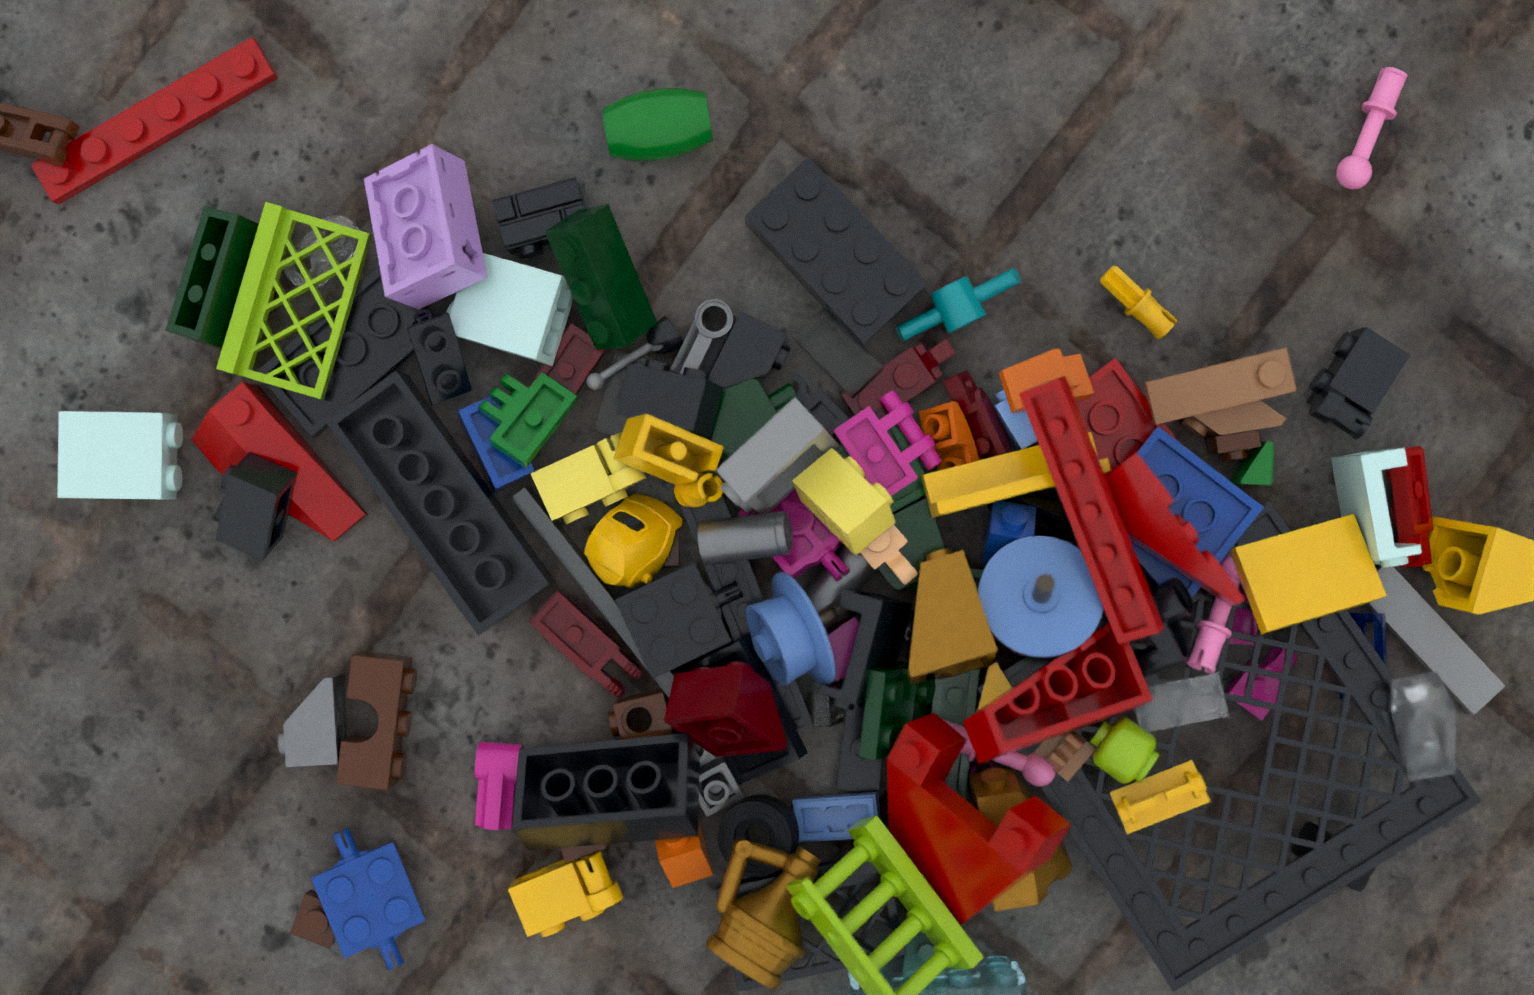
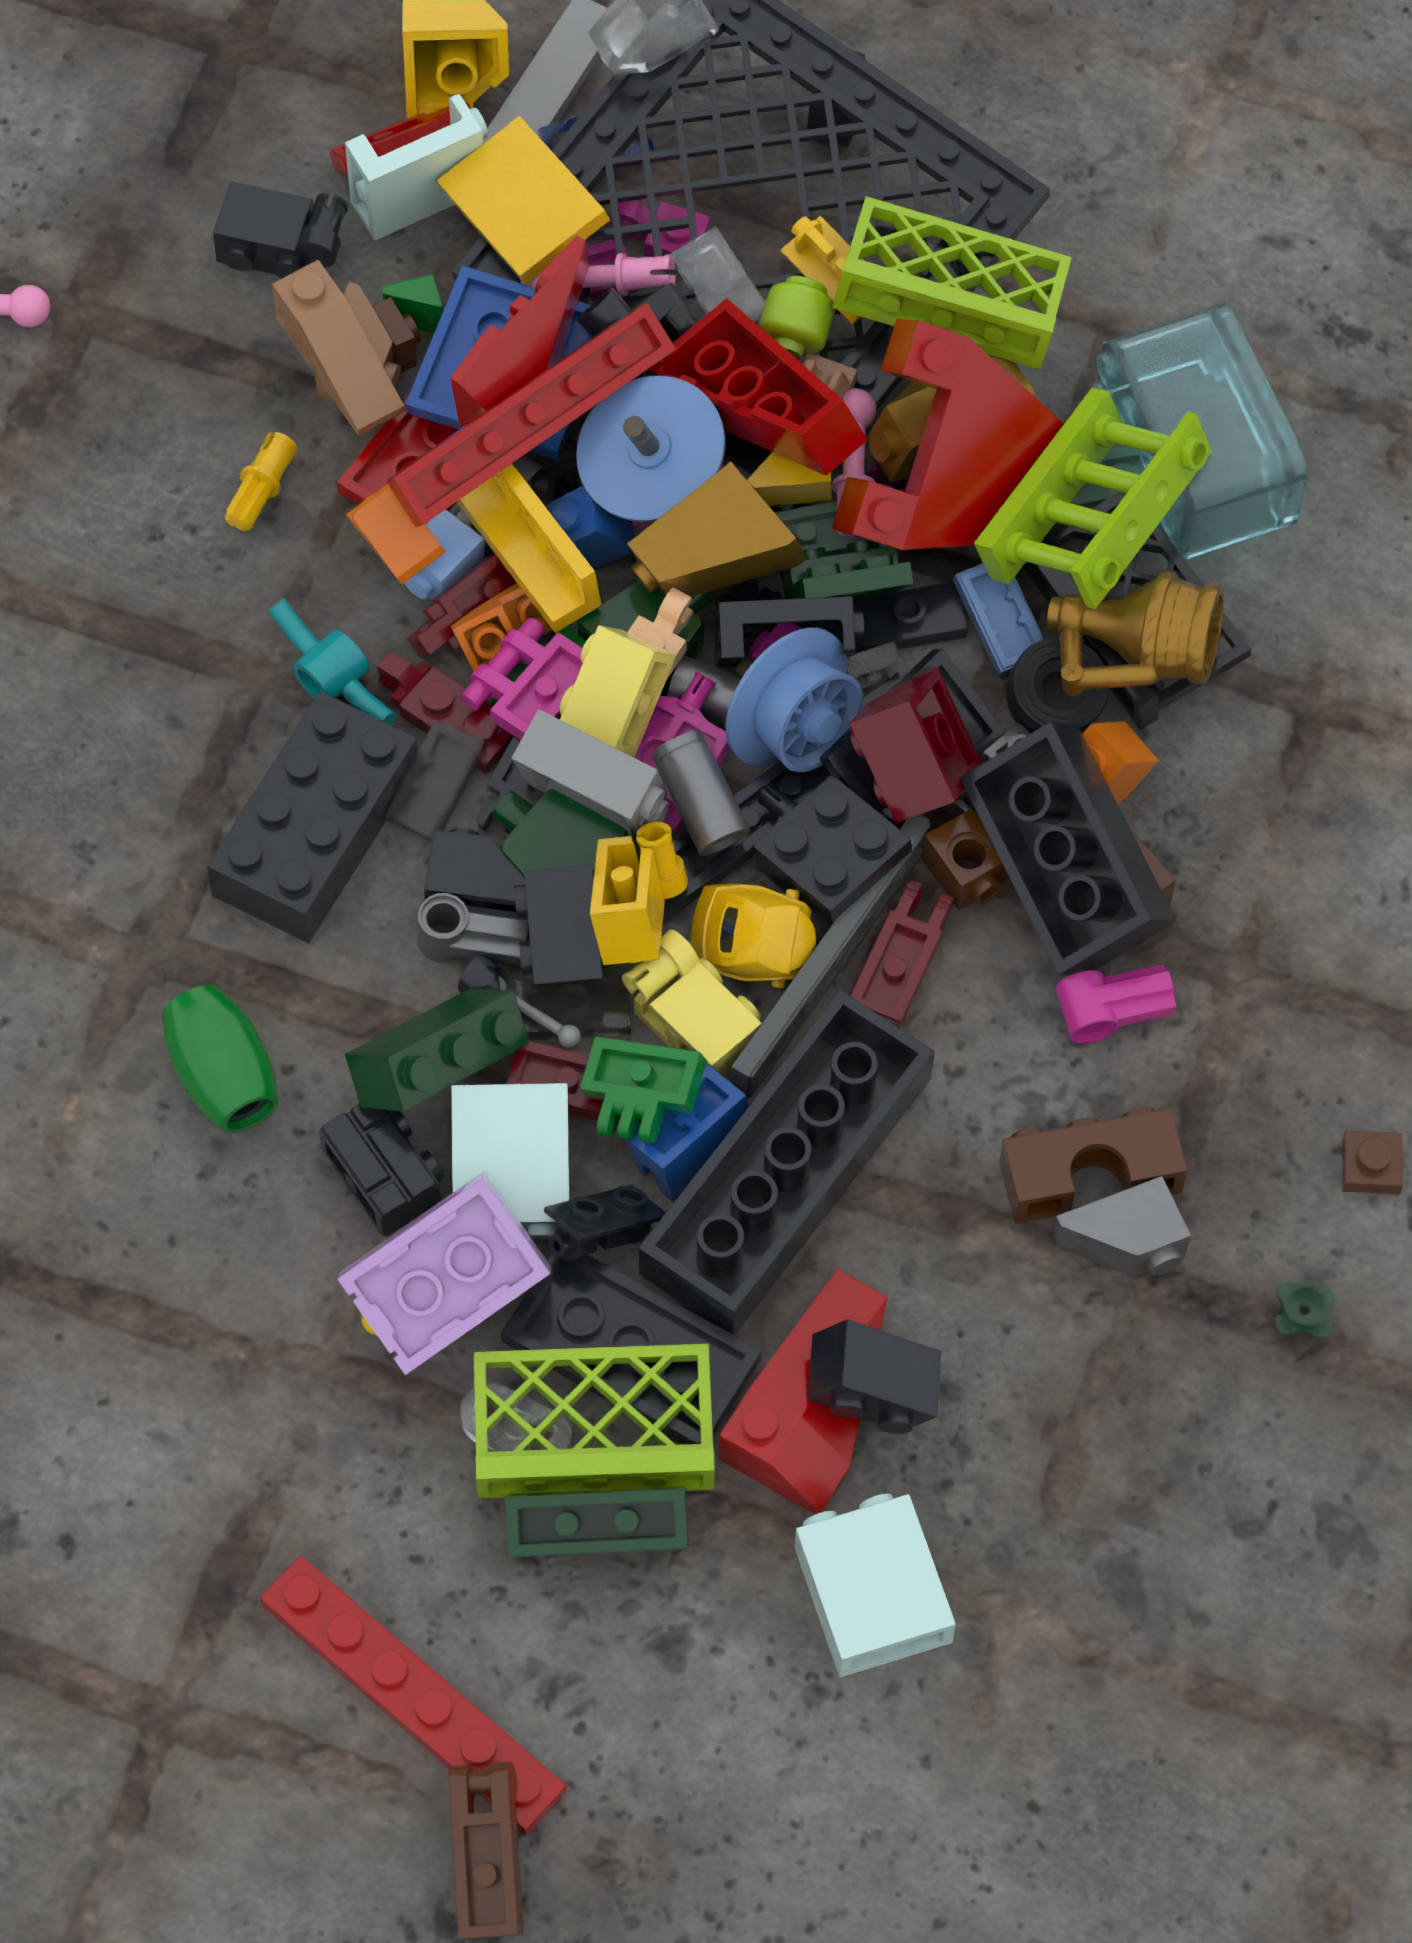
camera: 110 degrees left, 25 degrees down
(215, 836) = (1309, 1294): none -> clear green plate
(367, 899) = (1319, 1105): blue plate -> none
(563, 893) = (1215, 880): yellow hinge -> none
(1077, 872) = (990, 322): none -> lime fence

